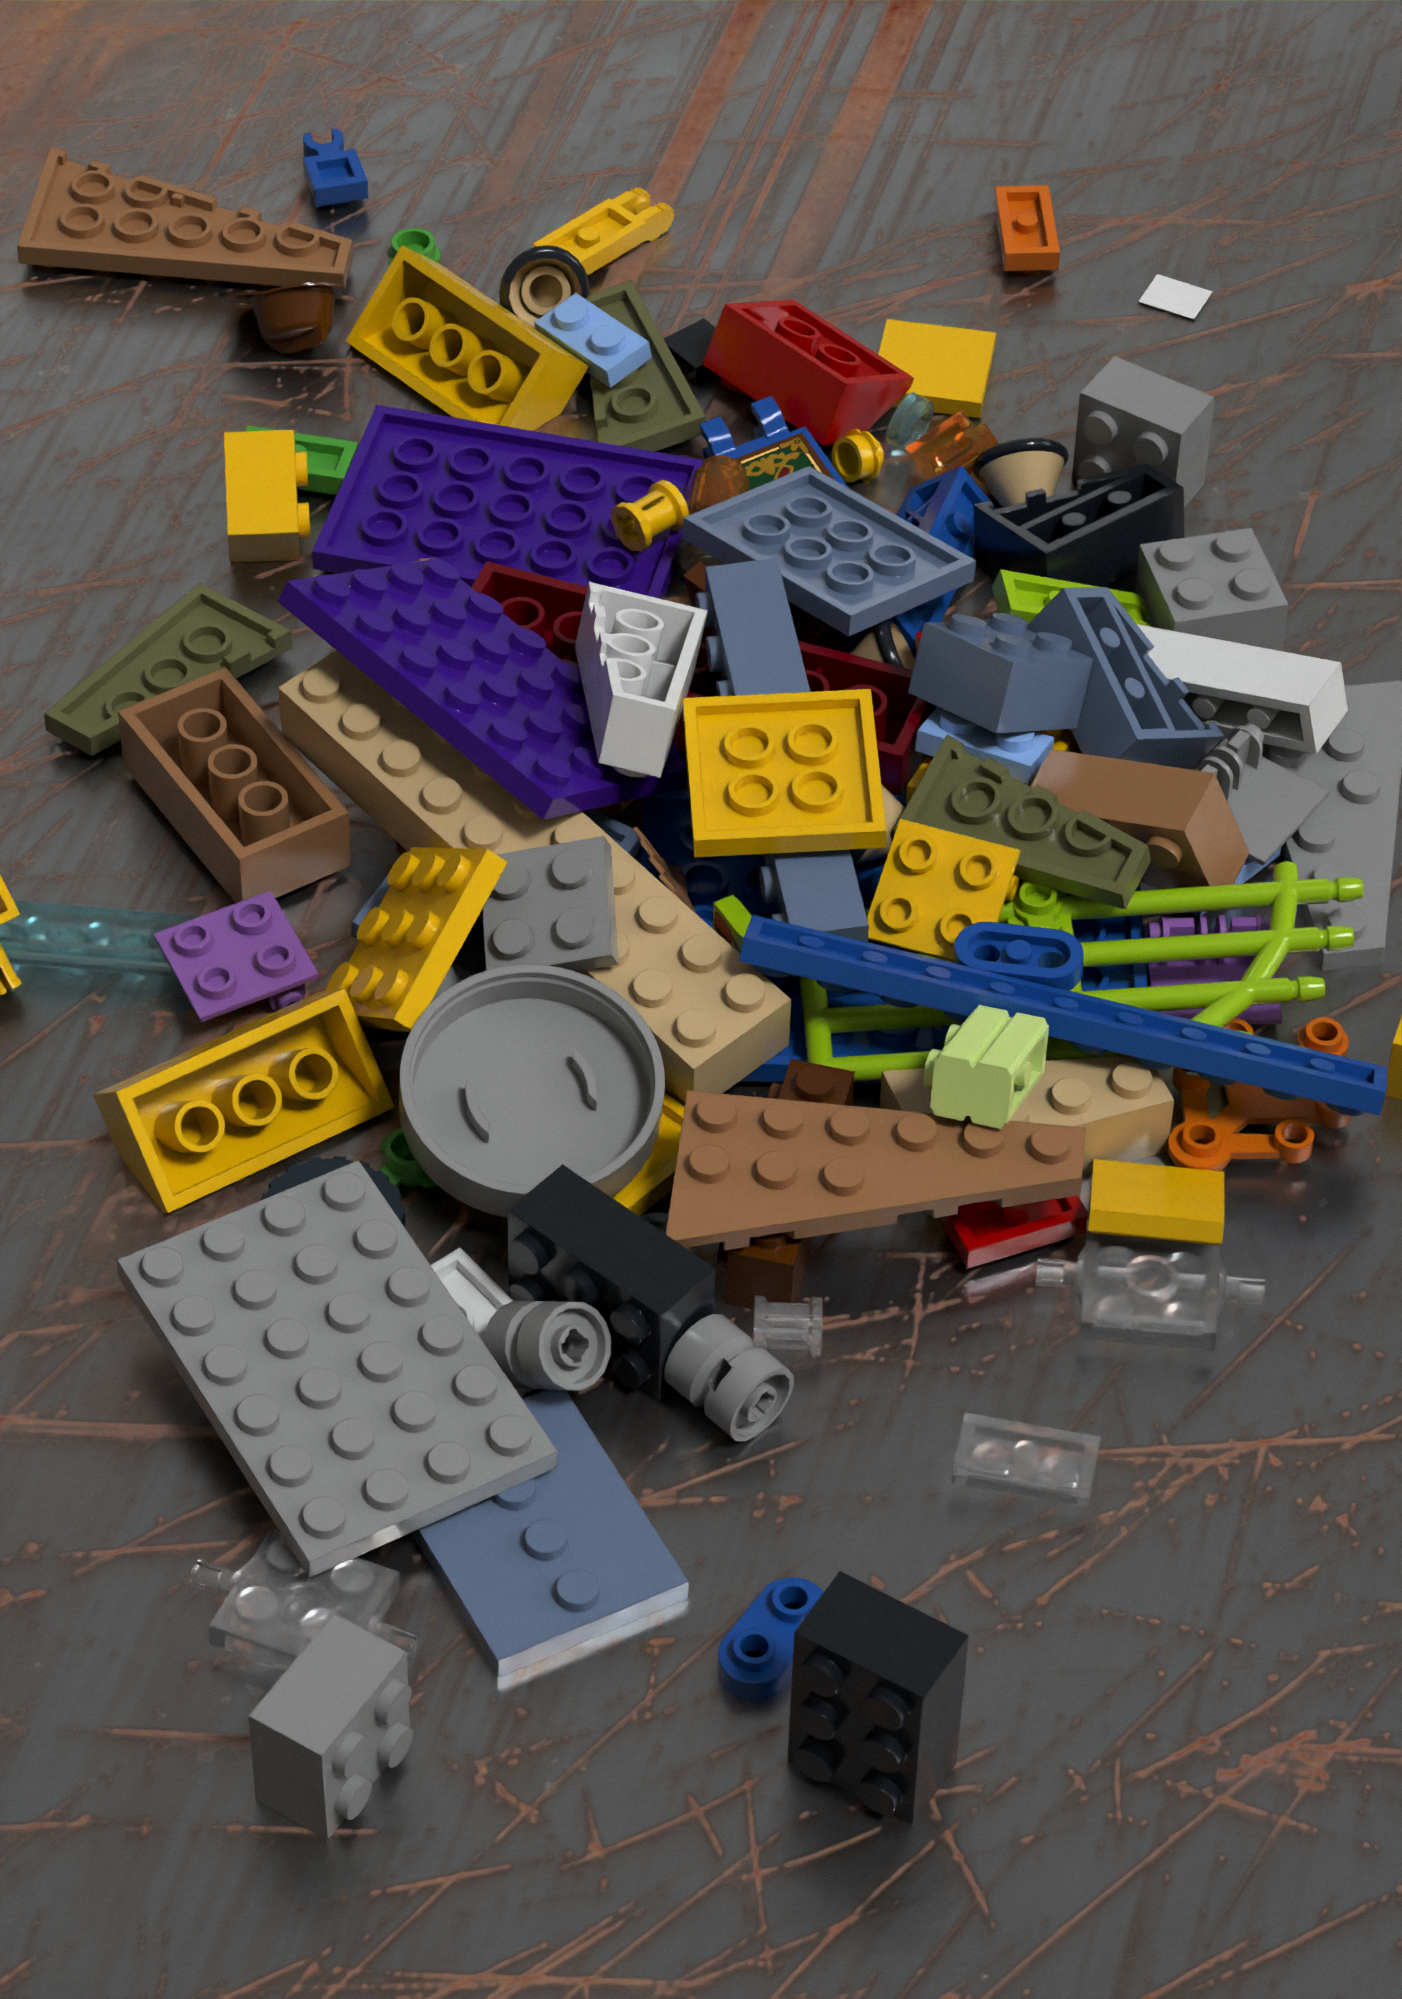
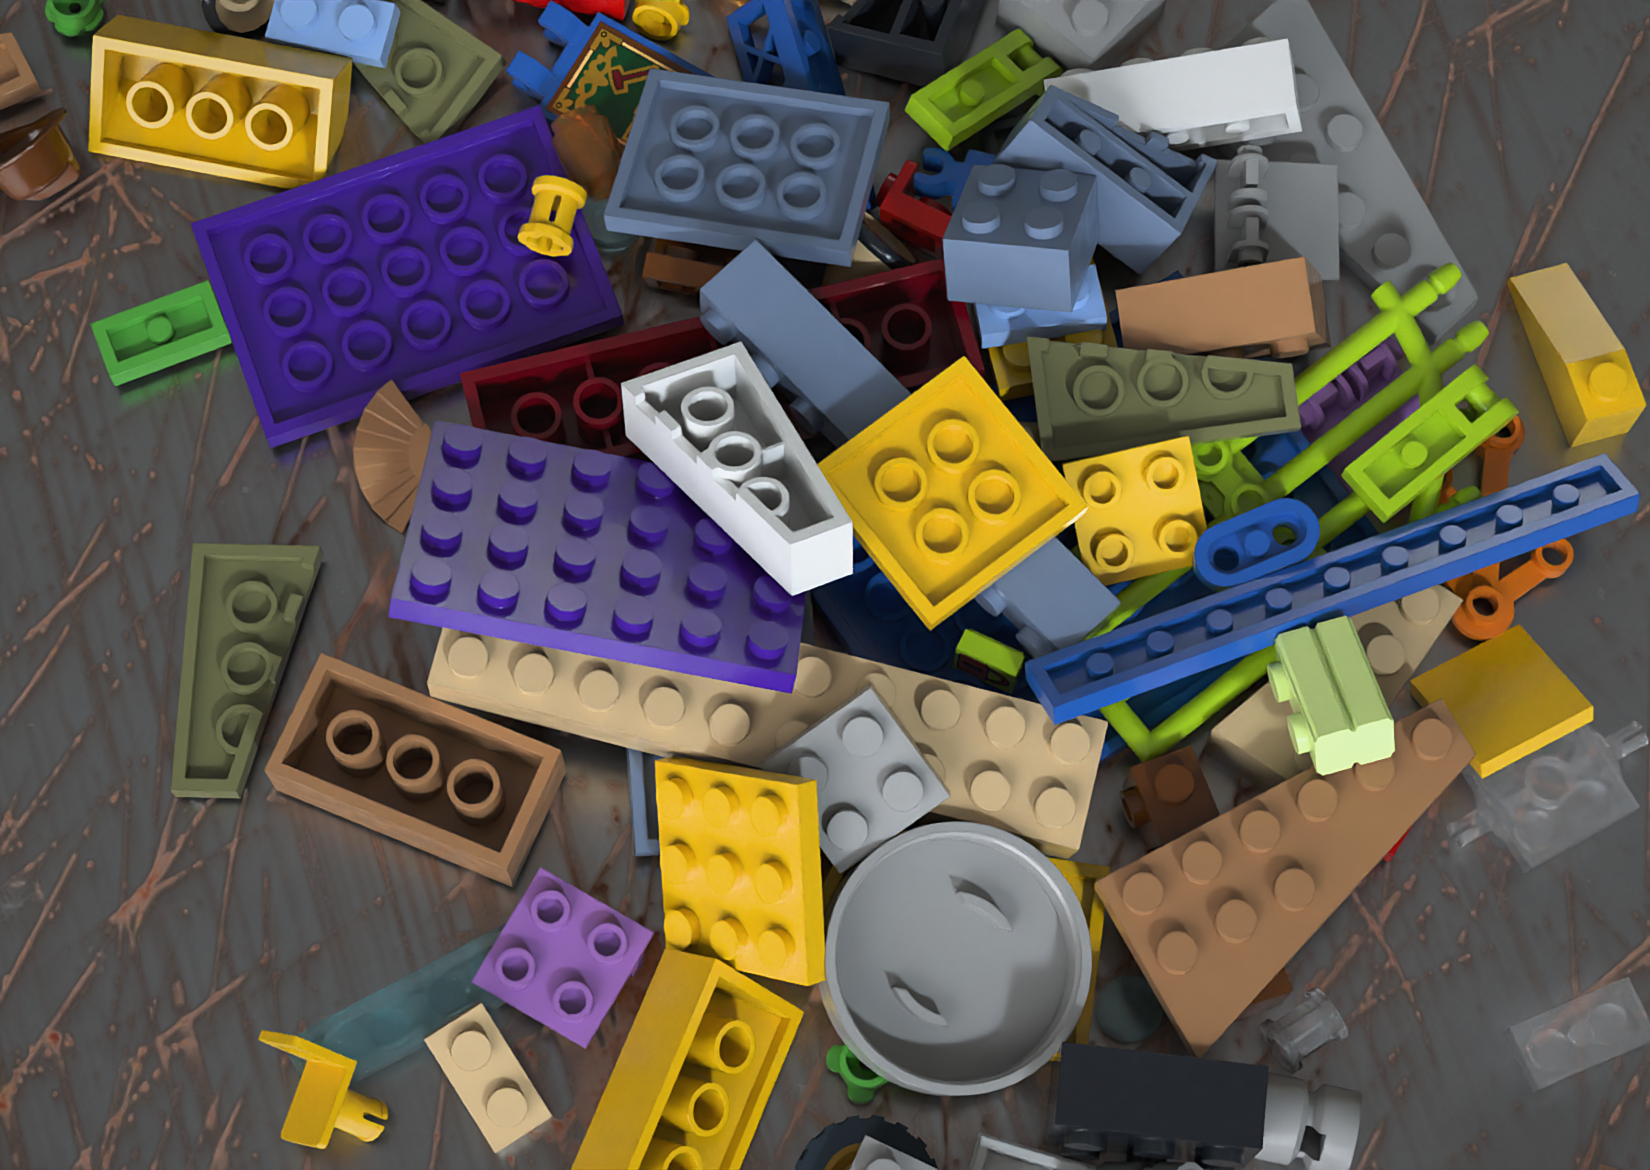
camera: 35 degrees left, 25 degrees up
(111, 1002) = (487, 1076): none -> tan plate
(262, 496) = (179, 406): yellow brick -> none
(671, 876) = (890, 638): medium nougat hand -> none
(1231, 969) = (1427, 444): none -> lime plate

